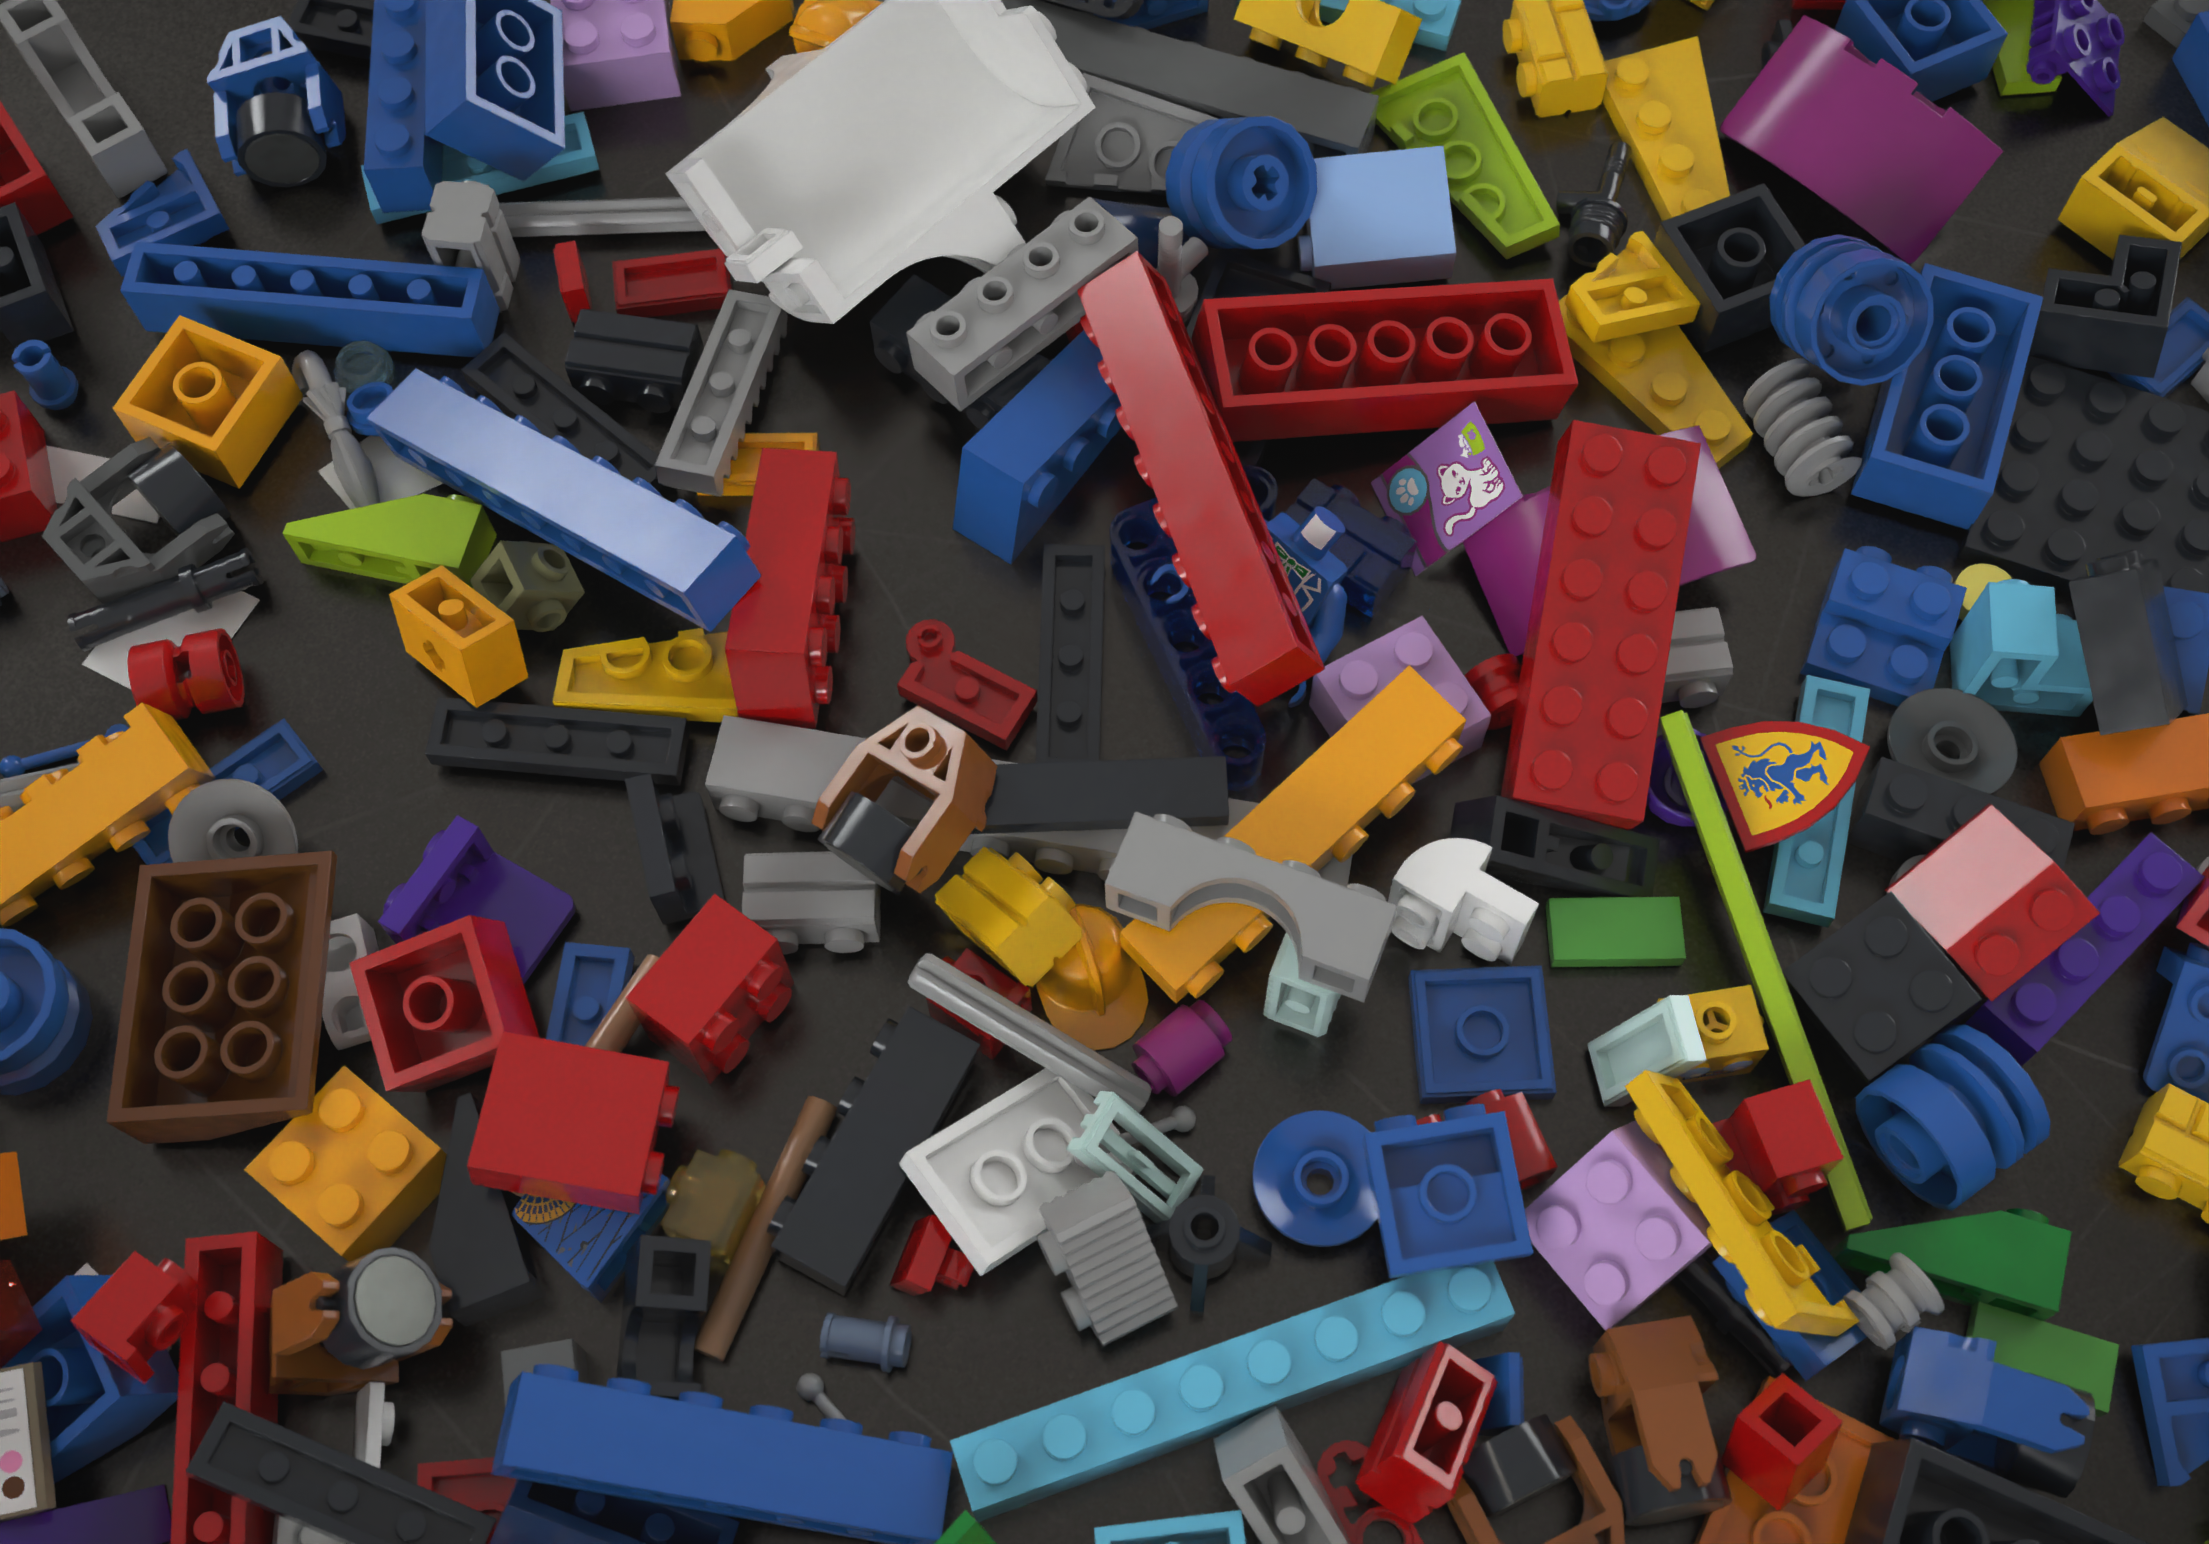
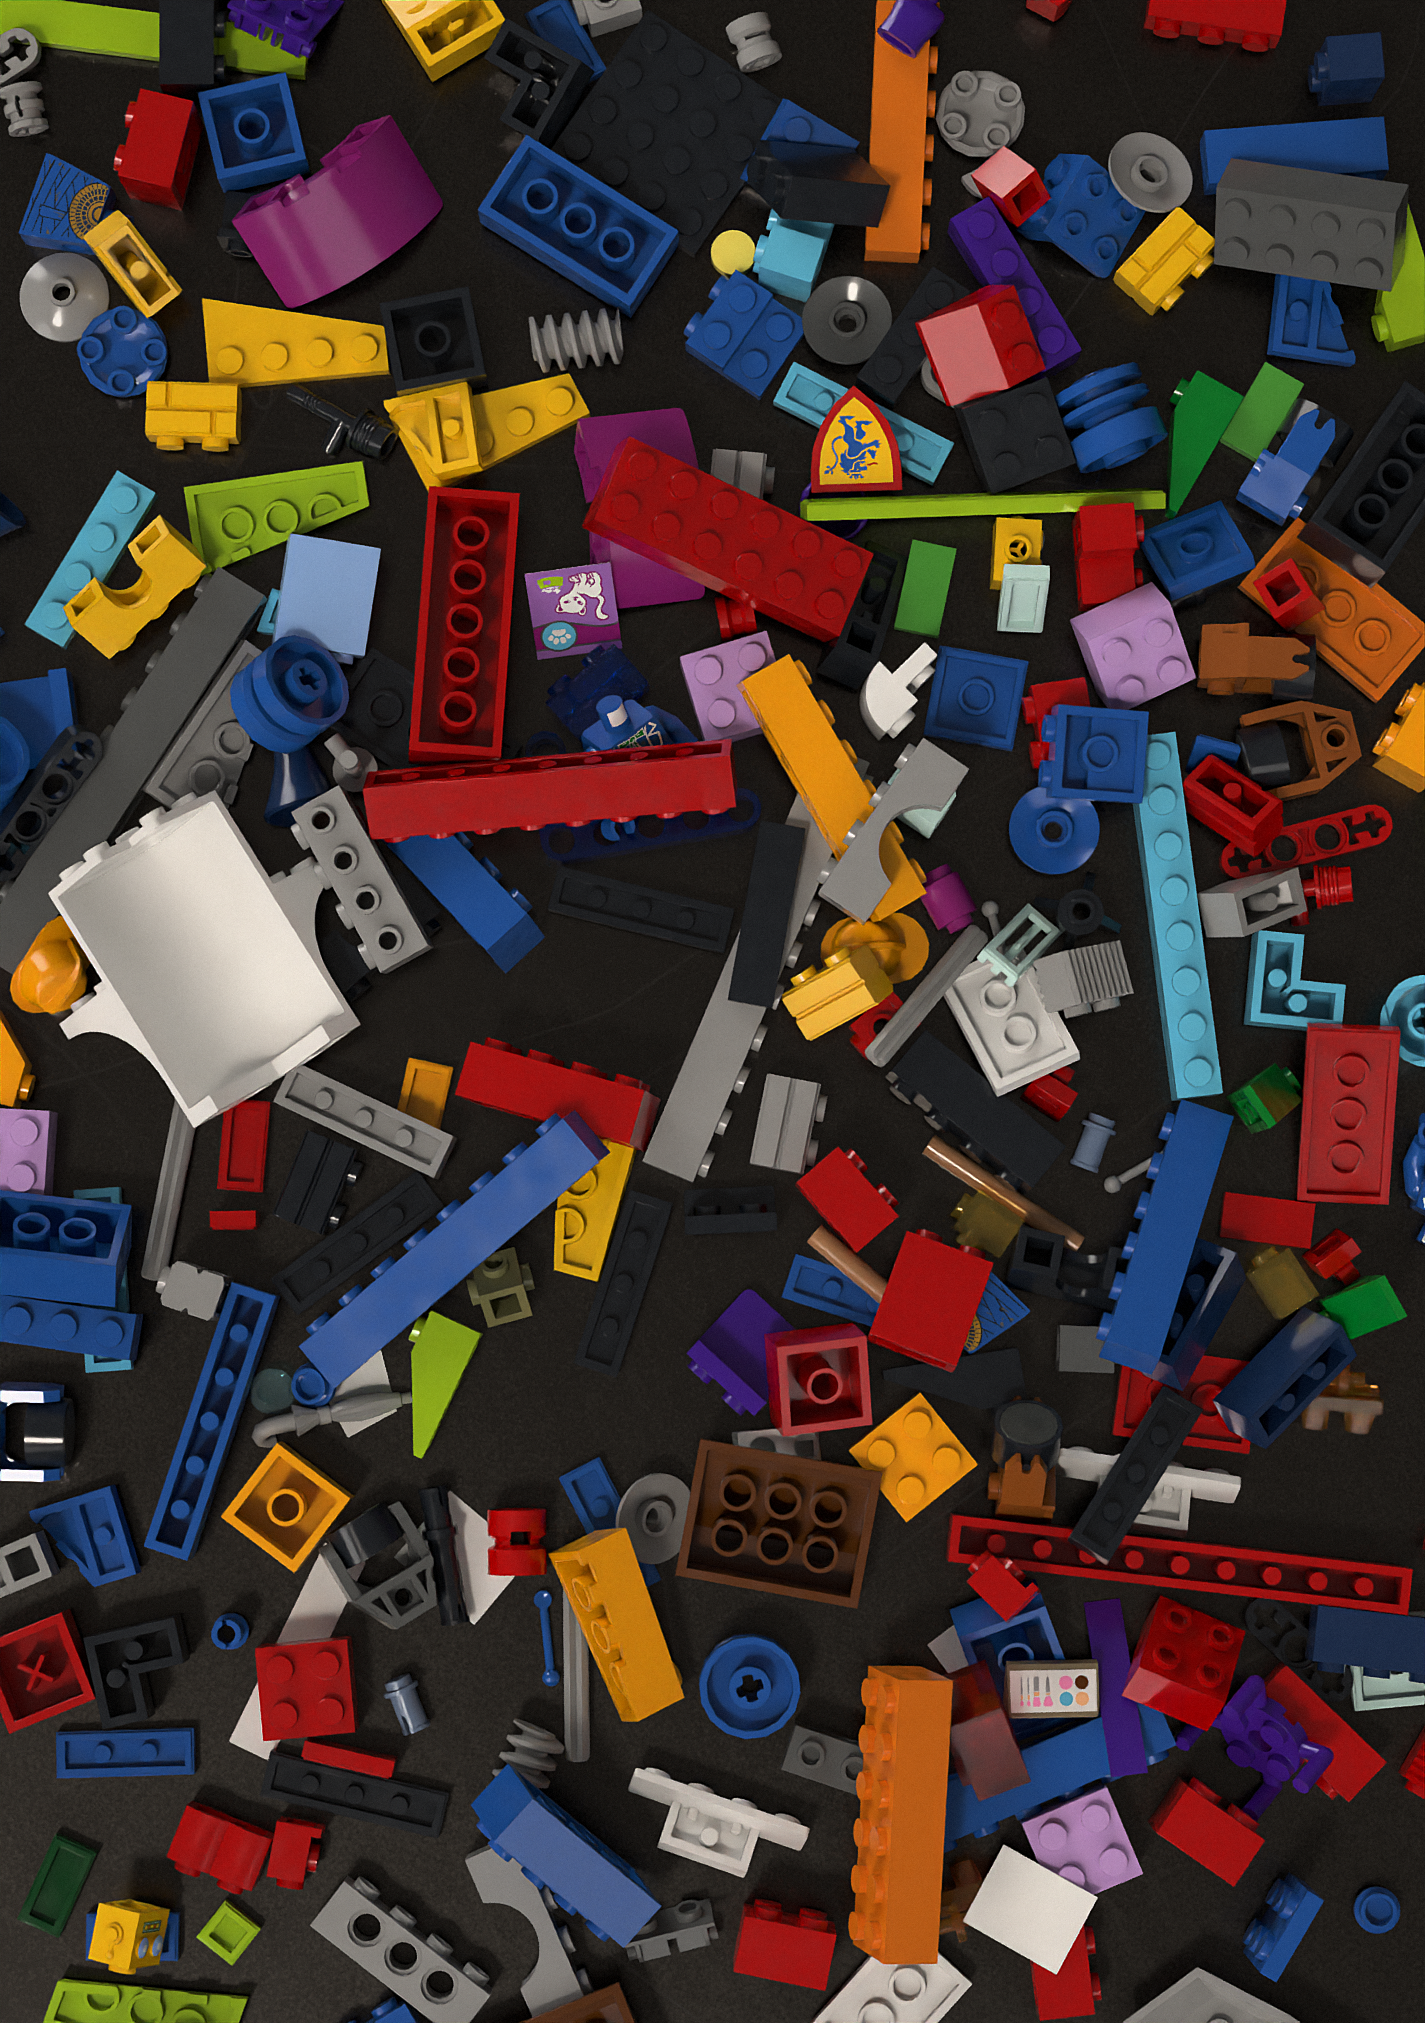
camera: 80 degrees left, 20 degrees up
(459, 635) = (535, 1339): light orange brick -> none
(762, 254) = (282, 1066): white tile -> none
(928, 760) = (777, 1069): dark orange piece -> none
(962, 686) = (643, 992): red hinge -> none
(1736, 1210) = (1149, 579): yellow wing -> none
(1851, 309) = (513, 281): blue wheel -> none
(1894, 1301) = (1219, 497): light grey bush -> none

